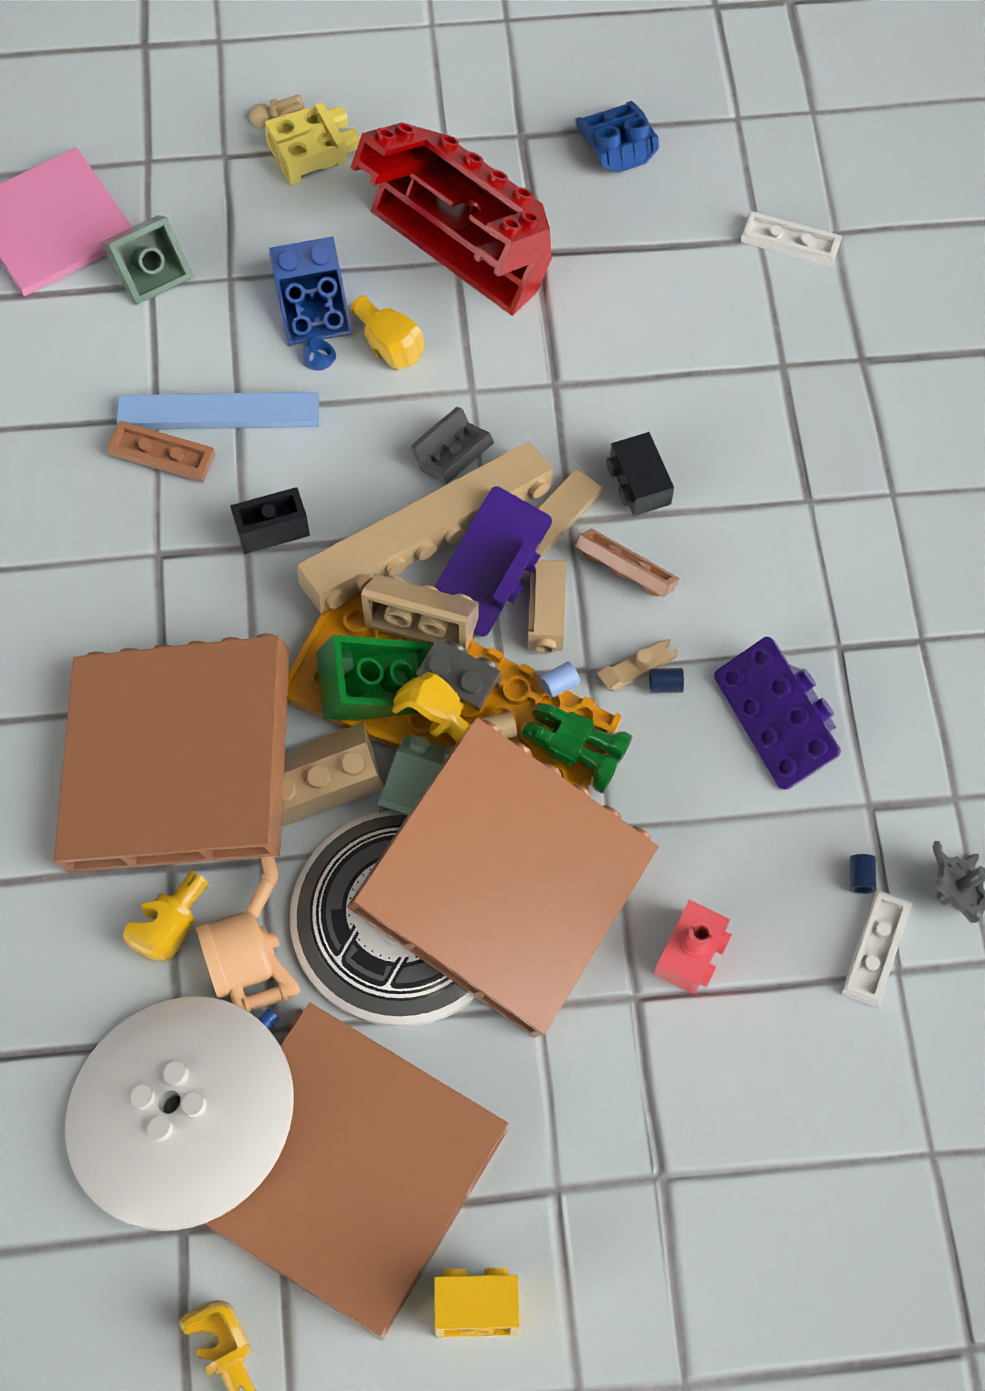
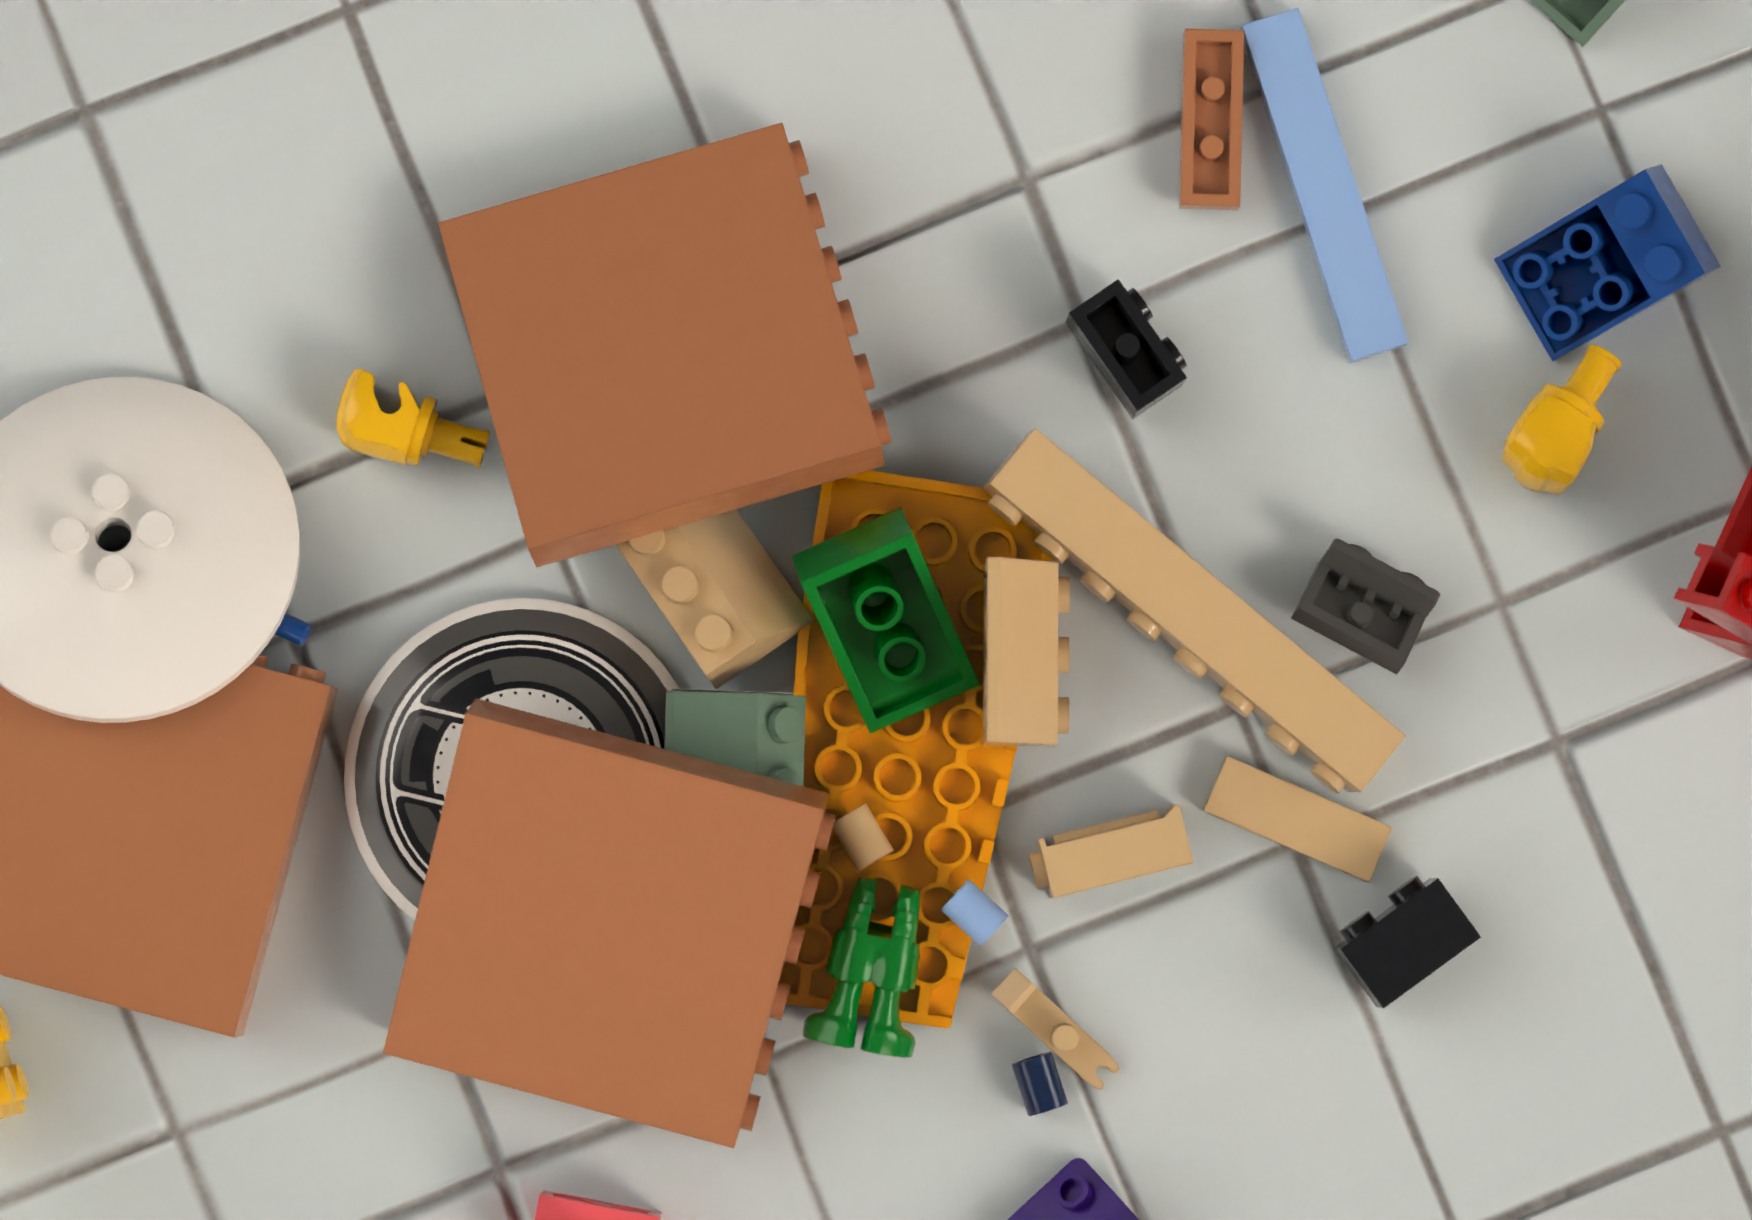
camera: 70 degrees right, 20 degrees up
(243, 952) = (384, 556): light nougat piece -> none
(313, 358) = (1477, 308): blue piece -> none
(435, 701) = (851, 728): yellow piece -> none
(466, 675) = (928, 750): dark grey bracket -> none
(495, 555) = (1163, 742): dark purple bracket -> none
(626, 563) = (1234, 962): nougat plate -> none

